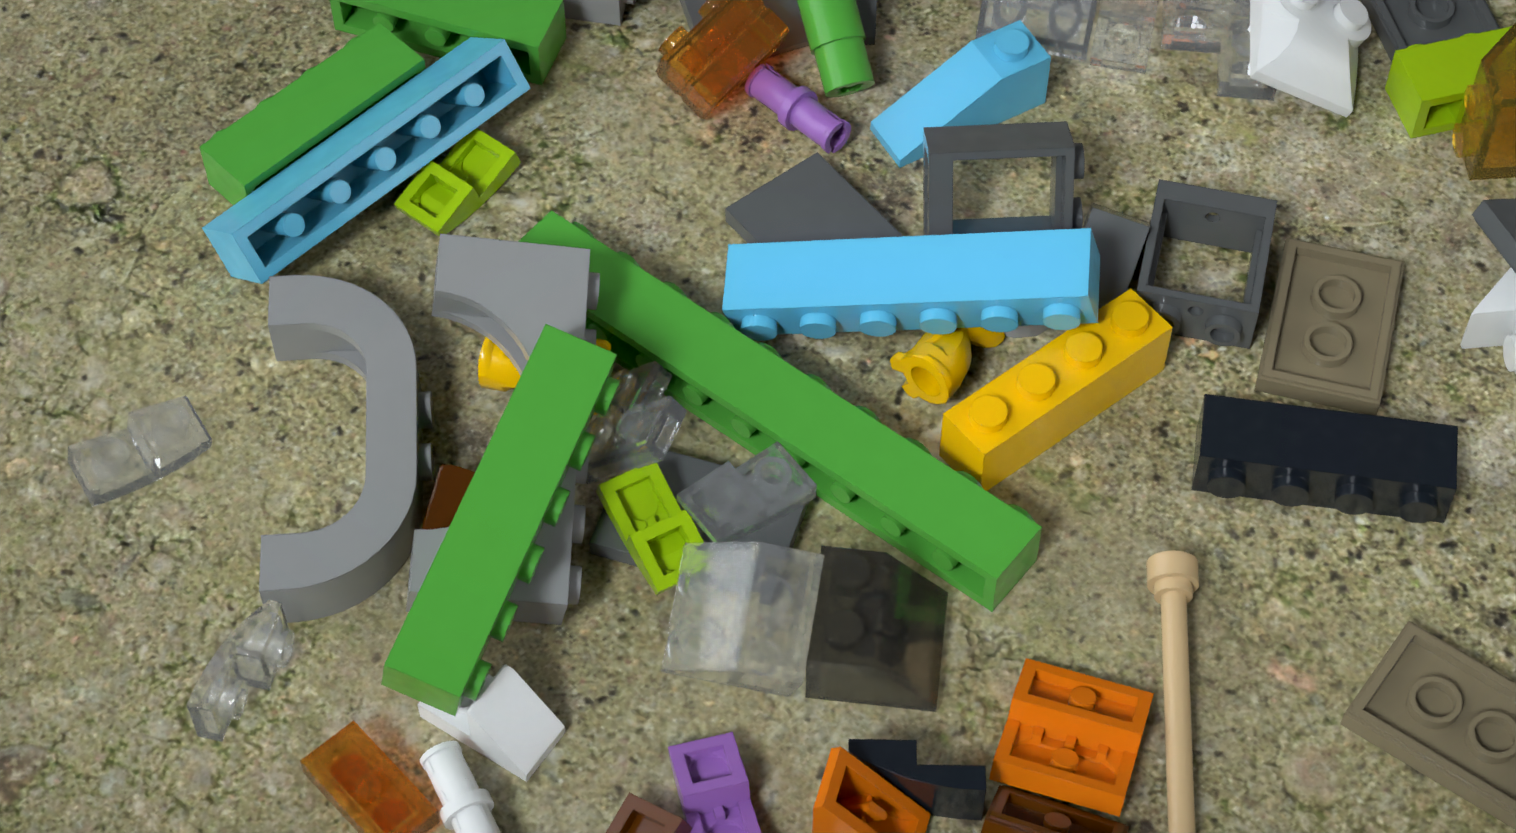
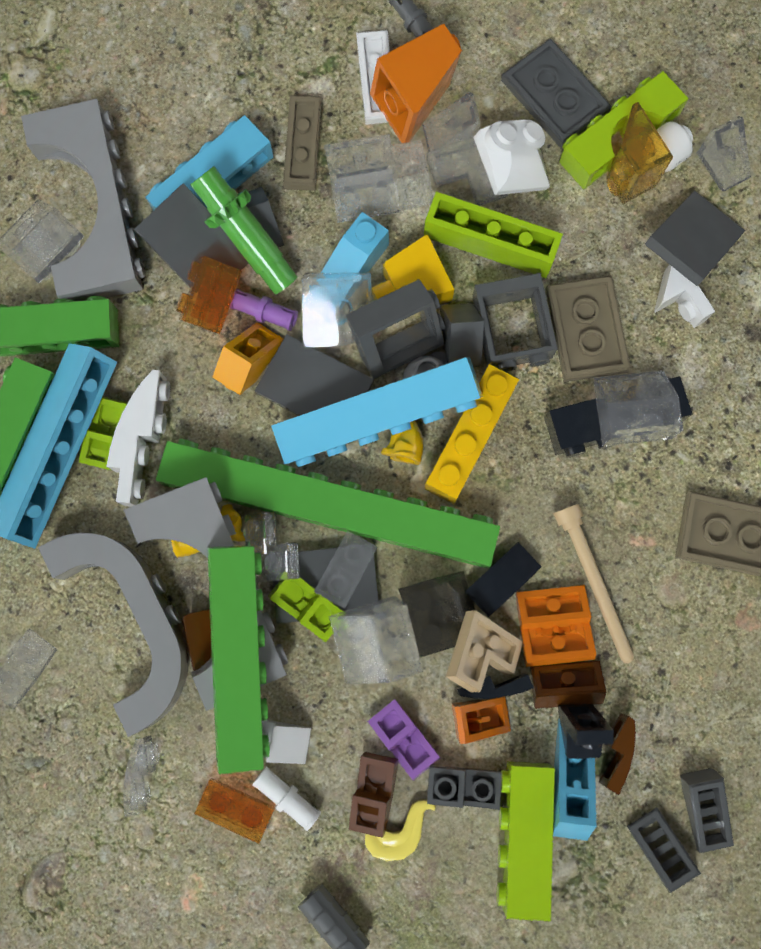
camera: 20 degrees left, 25 degrees up
(518, 183) = (139, 423): none -> white slope
(731, 156) = (246, 358): none -> light orange slope
(887, 128) = (327, 301): none -> clear slope
(926, 684) = (481, 645): none -> tan plate
(1005, 625) = (503, 579): none -> black slope
(1093, 124) = (416, 263): none -> yellow torso
(1220, 128) = (491, 234): none -> lime brick
(1352, 434) = (637, 408): none -> clear slope

